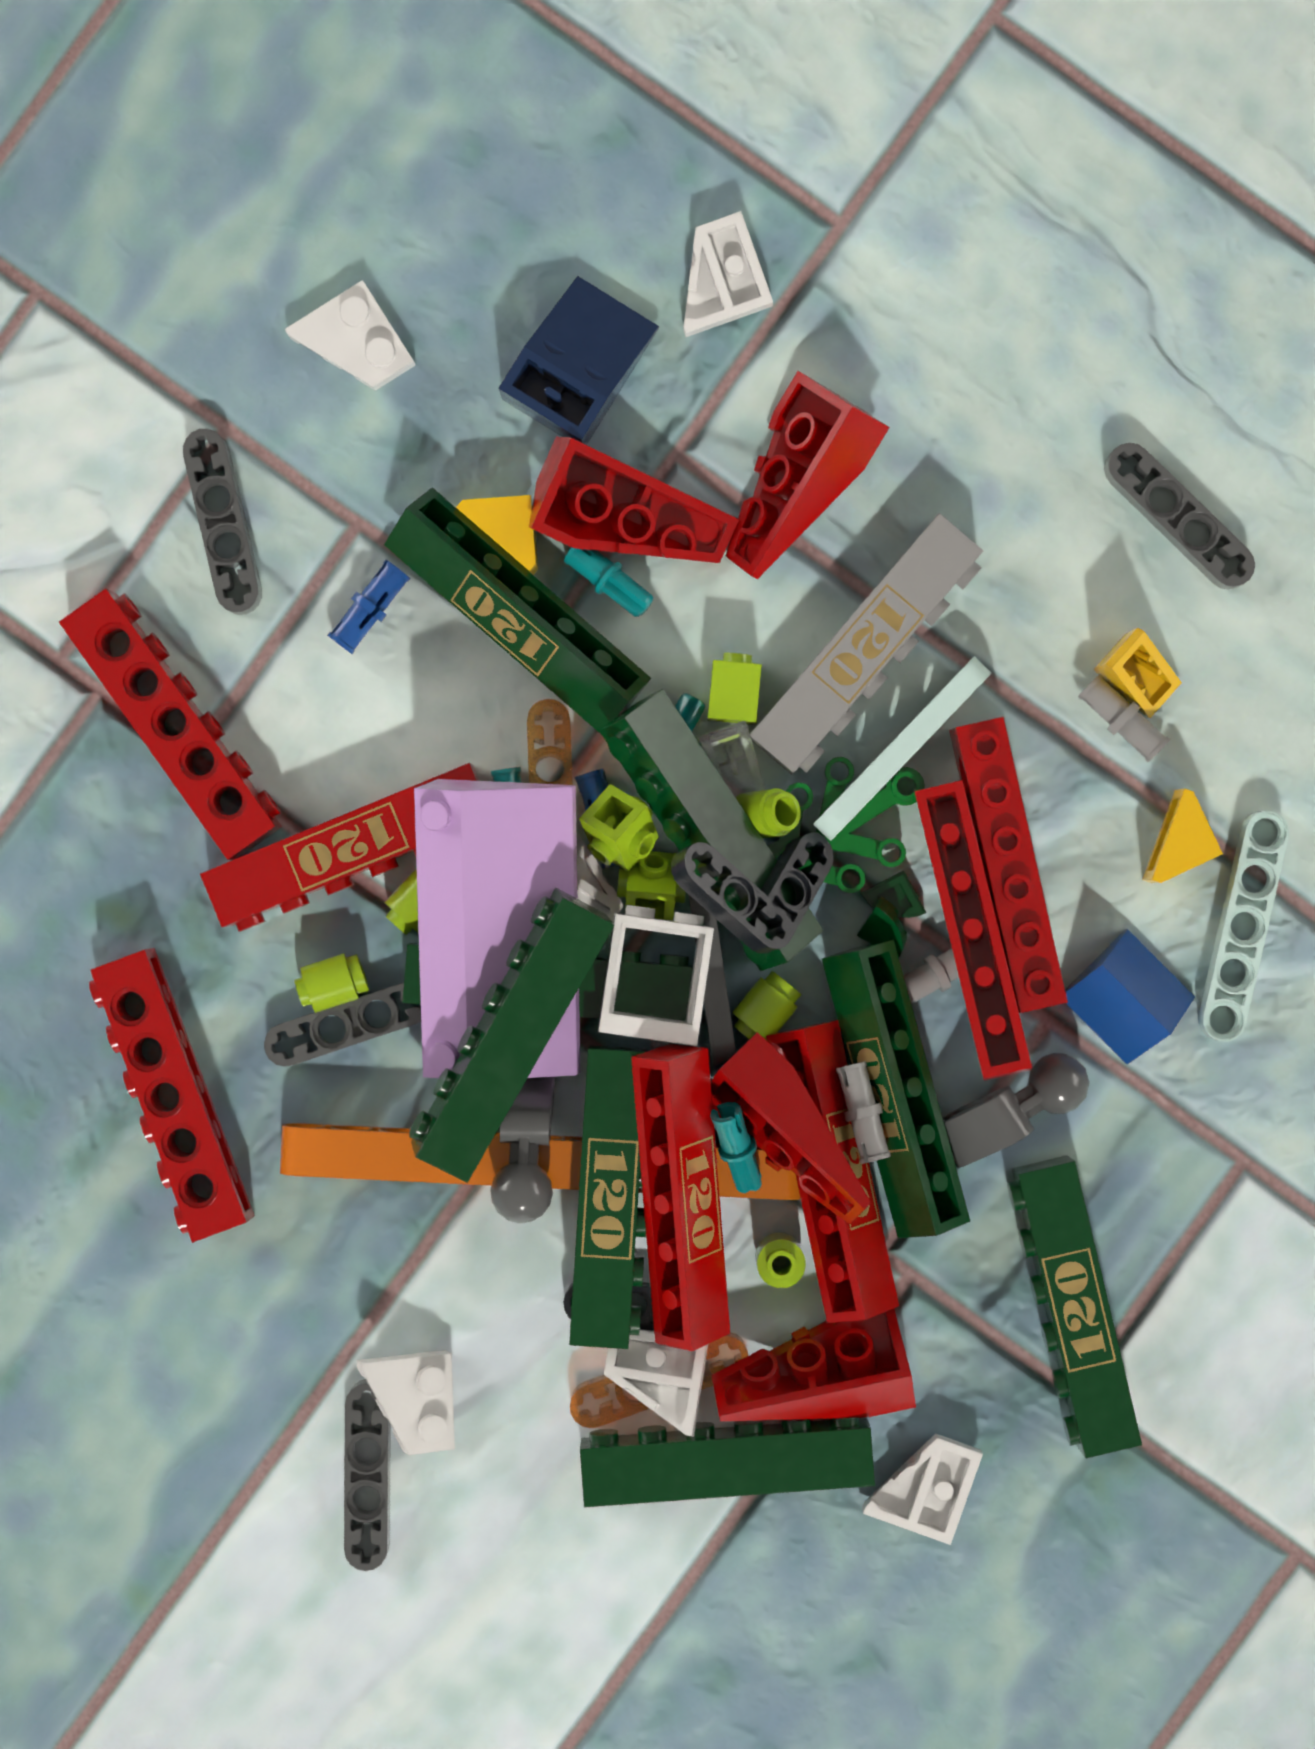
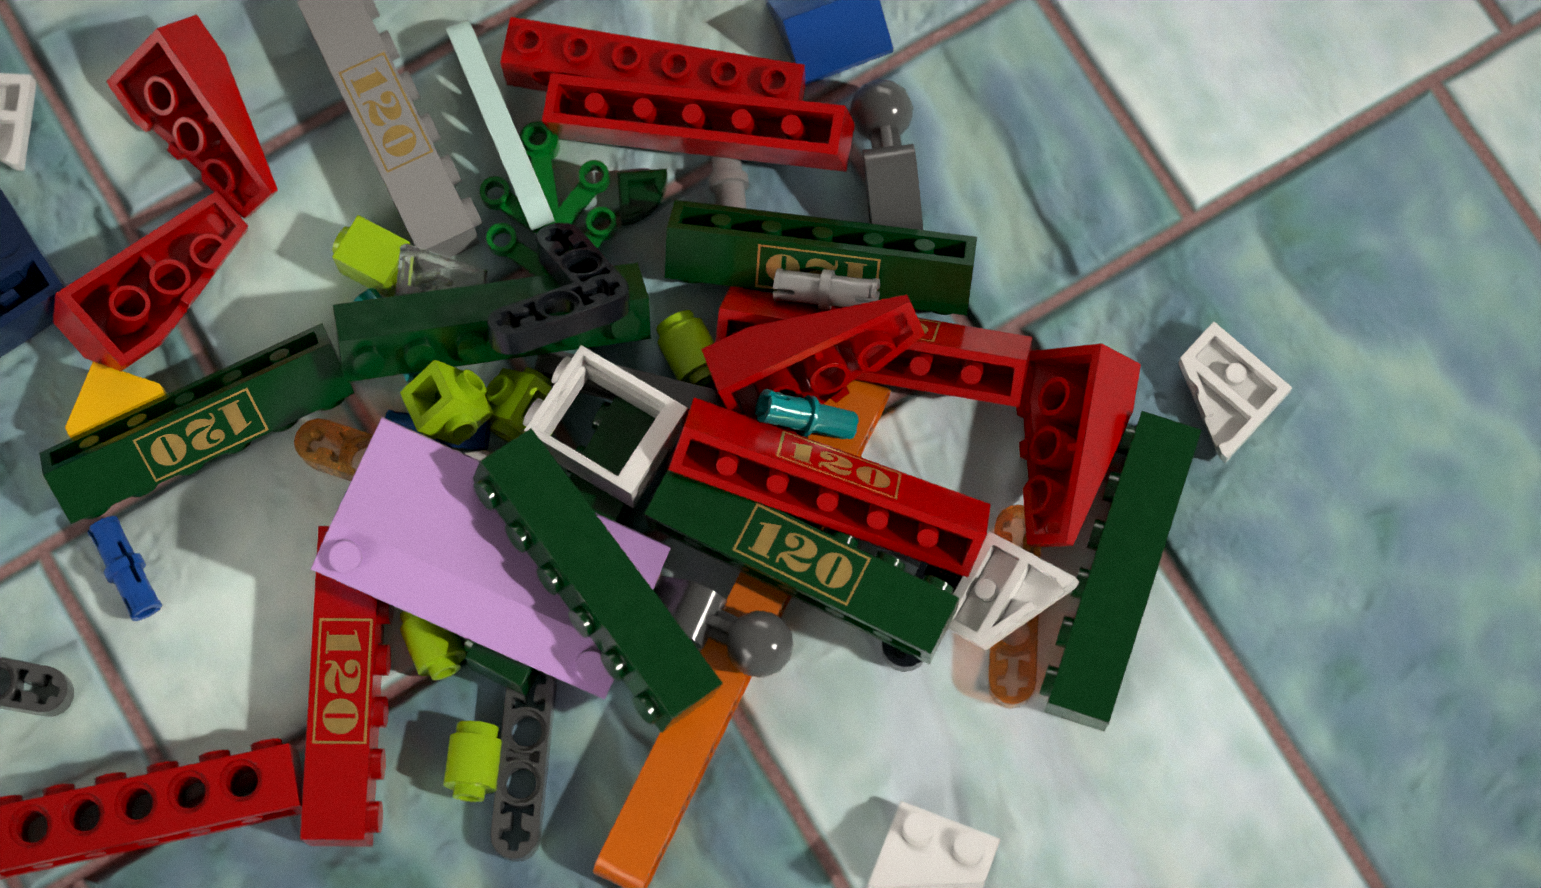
camera: 60 degrees left, 15 degrees down
(610, 580) = (210, 330): teal axle -> none
(771, 811) = (501, 259): lime brick -> none
(780, 1245) = (936, 447): lime brick -> none
(883, 926) = (656, 210): dark green tile -> none
(1075, 1306) = (1104, 181): dark green brick -> none

